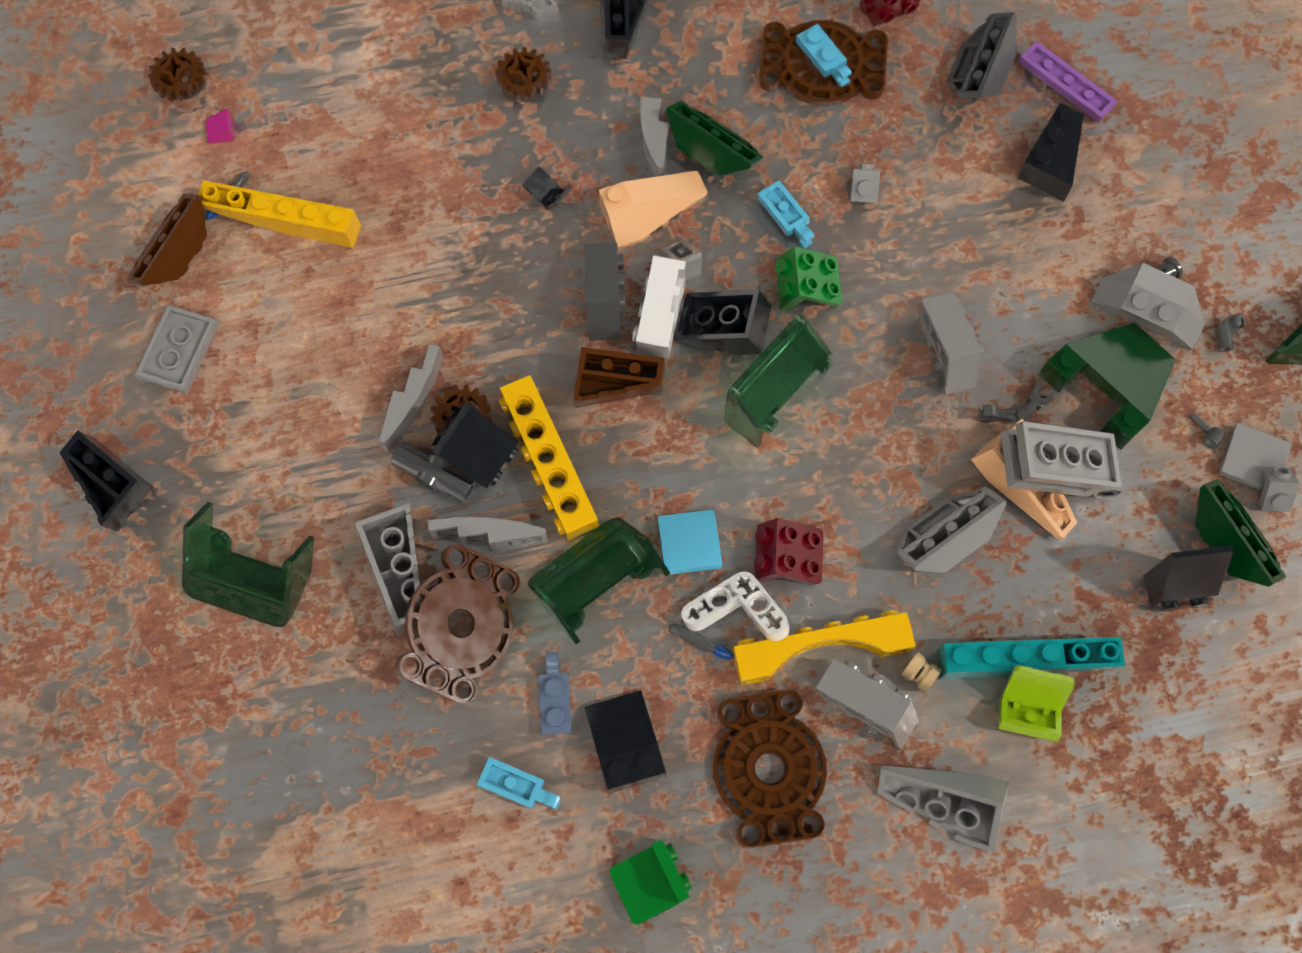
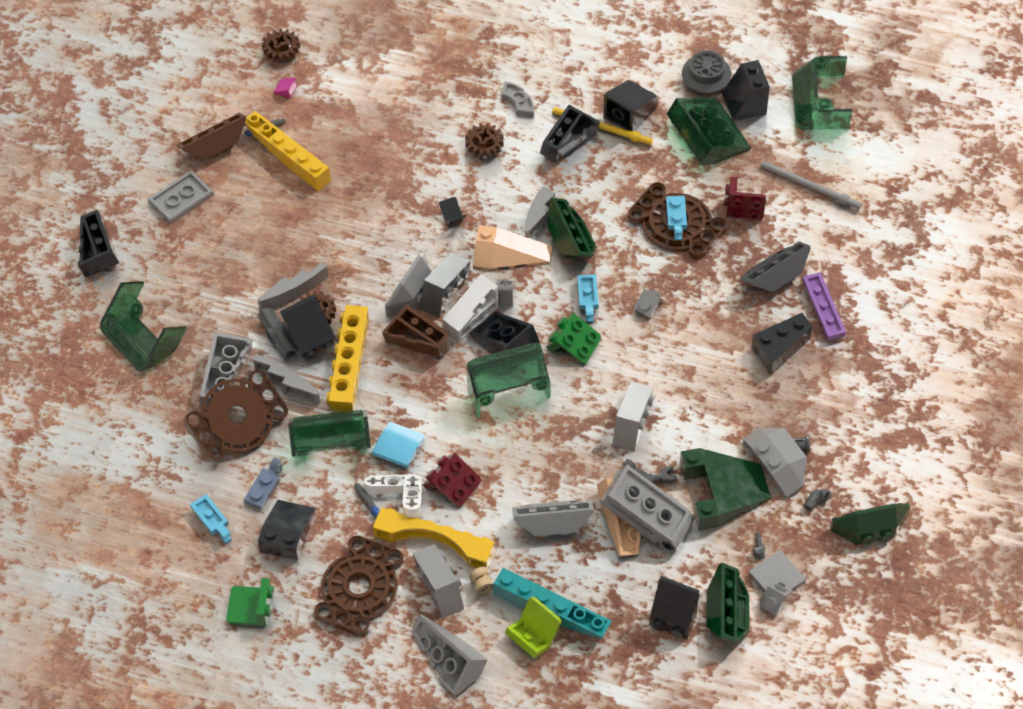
camera: 30 degrees right, 15 degrees down
(564, 315) = (410, 288): none -> light grey wedge

